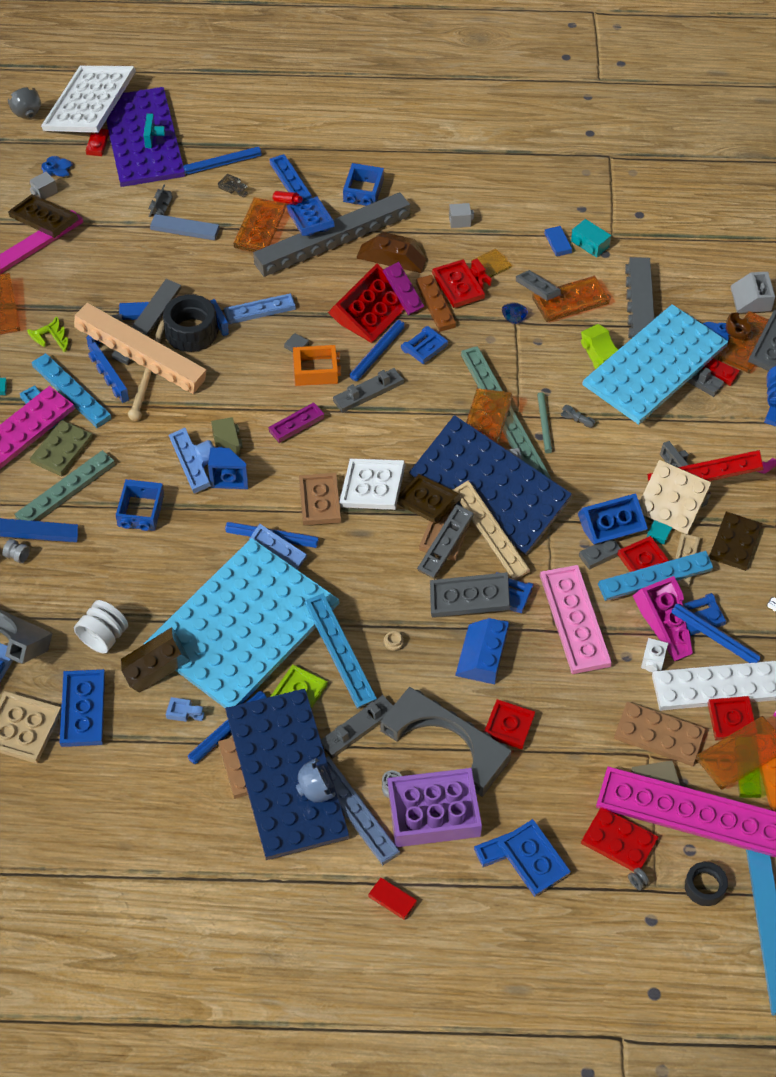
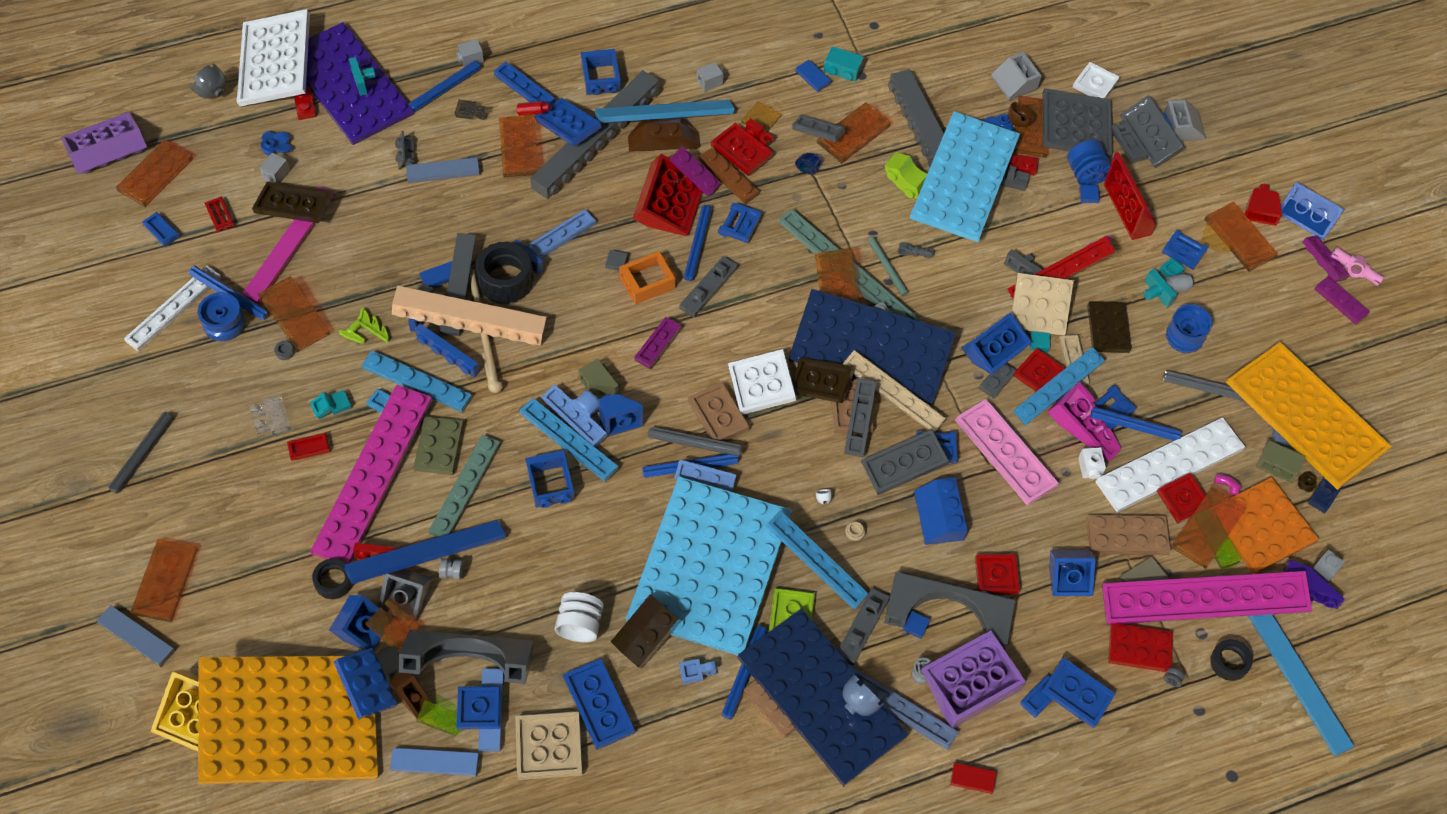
camera: 25 degrees left, 5 degrees up
(175, 479) = (569, 440): none -> dark azure plate
(256, 138) = (469, 52): none -> light grey brick
(285, 515) = (695, 441): none -> dark grey axle
(379, 599) = (823, 495): none -> white hinge
(401, 231) = (663, 111): none -> dark azure tile
(409, 742) = (916, 625): none -> blue tile
(583, 747) = (1072, 572): none -> blue slope

